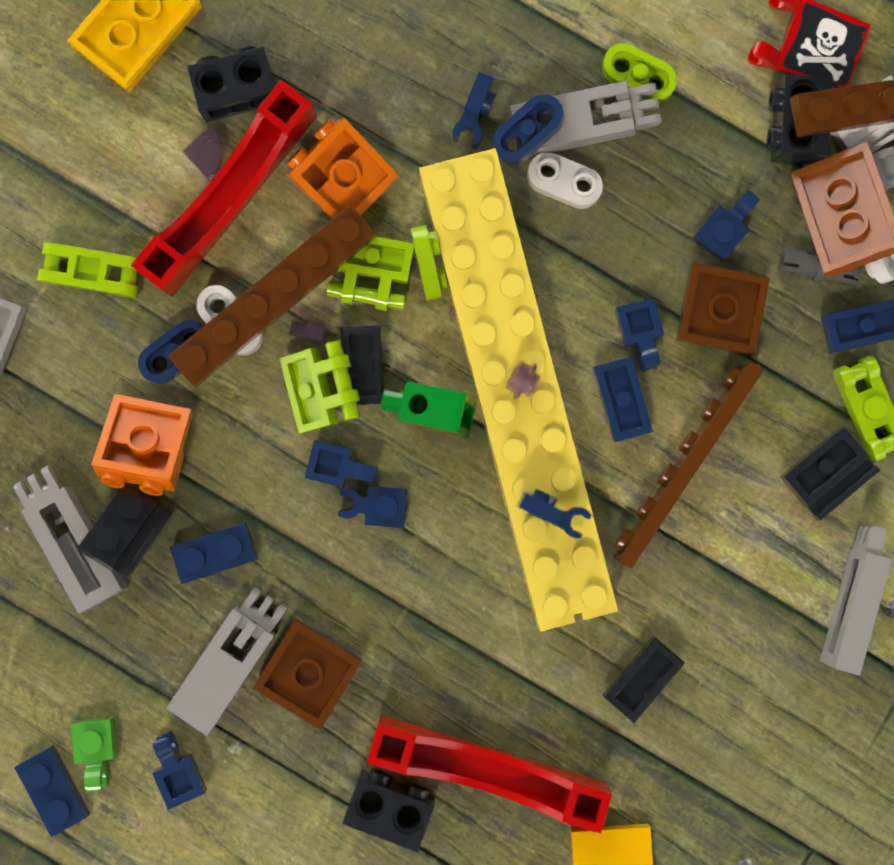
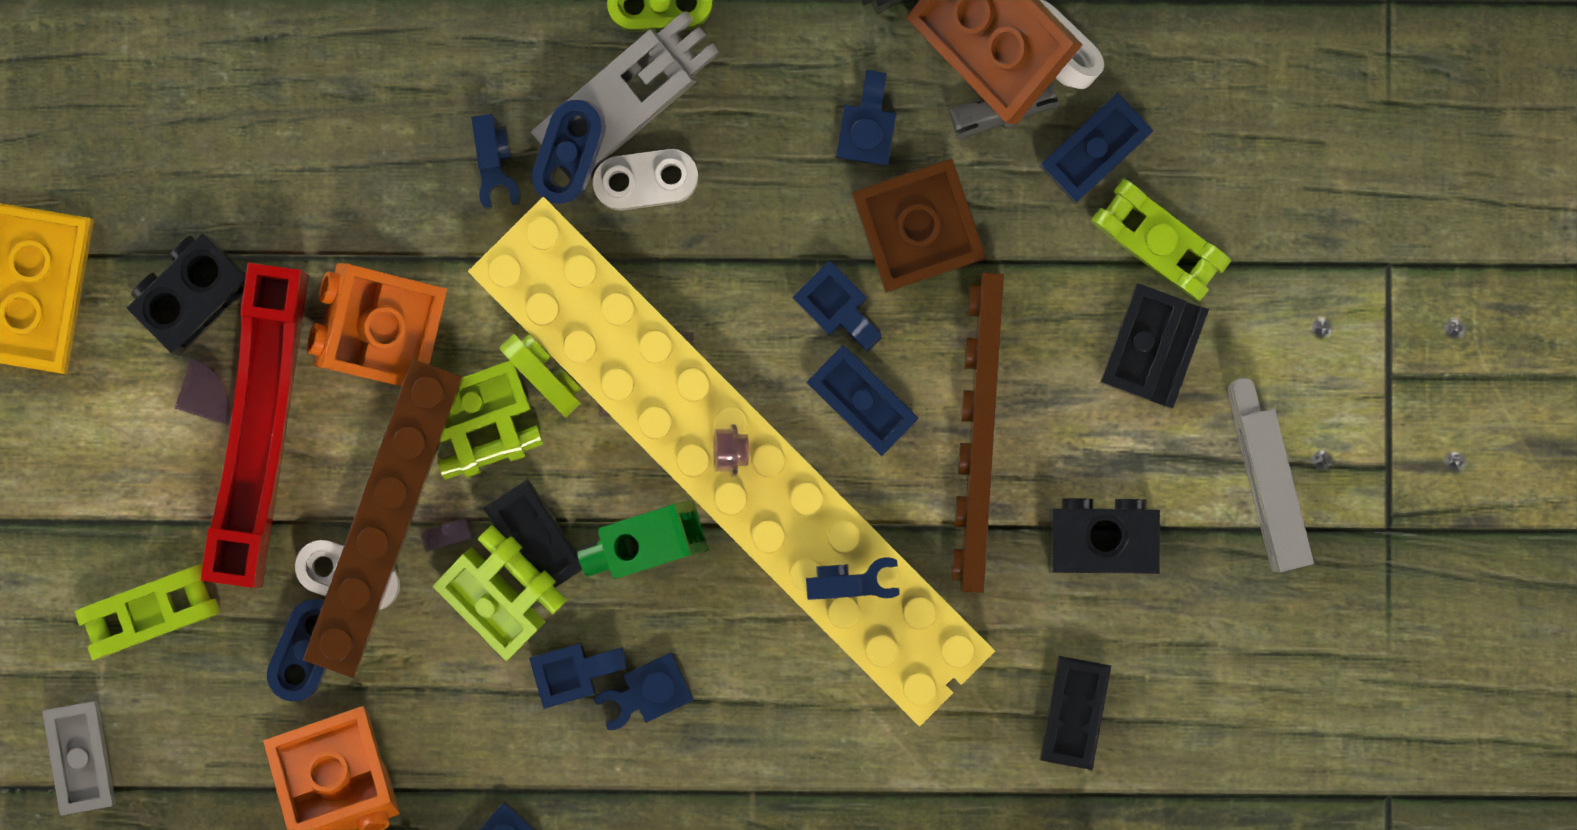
camera: 25 degrees left, 0 degrees up
(748, 591) = (1134, 552): none -> black brick

